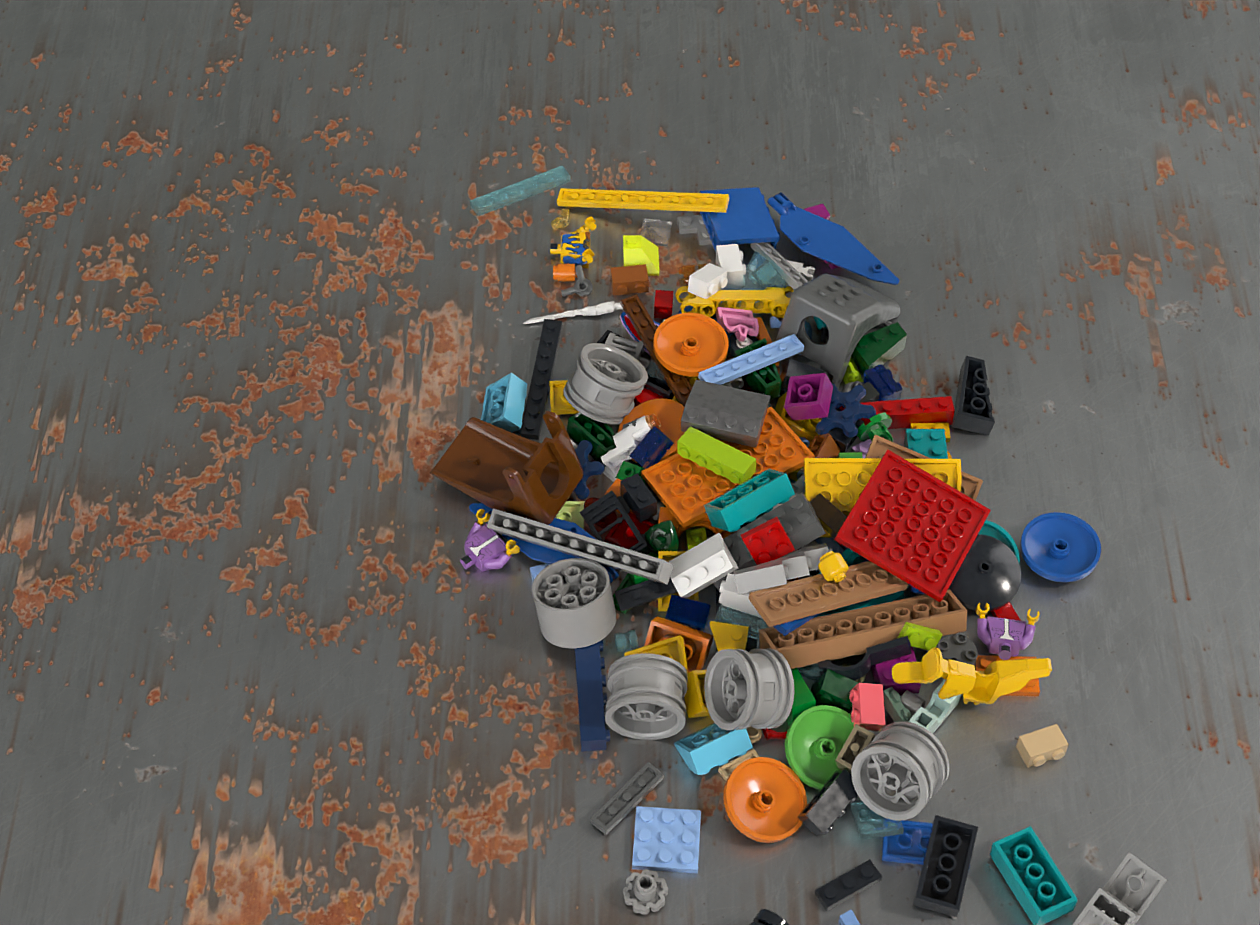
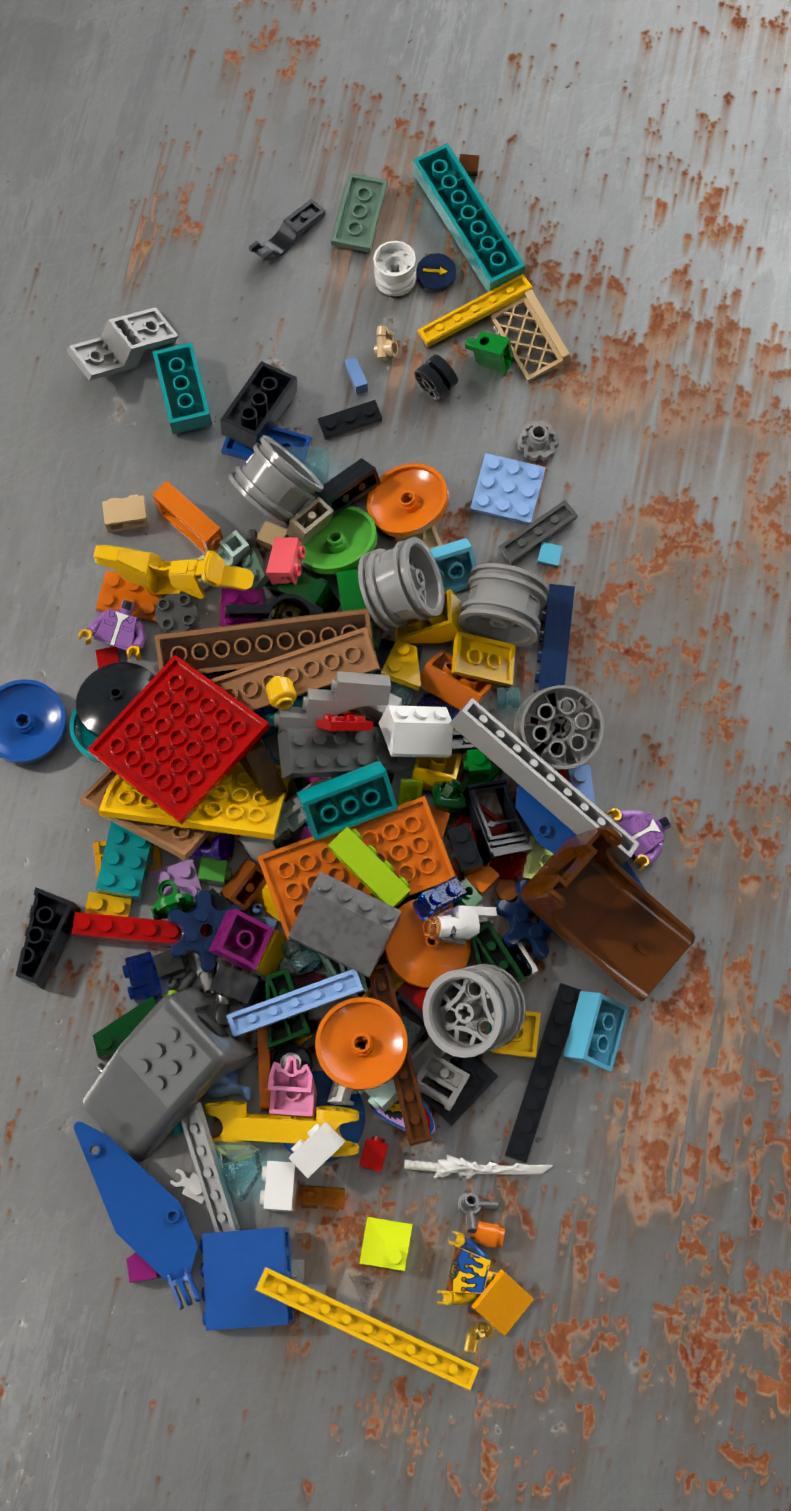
camera: 165 degrees left, 20 degrees up
(520, 190) = (523, 1406): clear light blue plate -> none
(546, 235) = (502, 1302): none -> light orange tile
(596, 491) = (506, 890): none -> dark orange tile
(611, 780) = (549, 555): none -> medium azure tile
(629, 279) = (408, 1205): dark orange brick -> none
(921, 636) = (203, 622): lime plate -> none
(976, 741) = (187, 518): none -> orange window

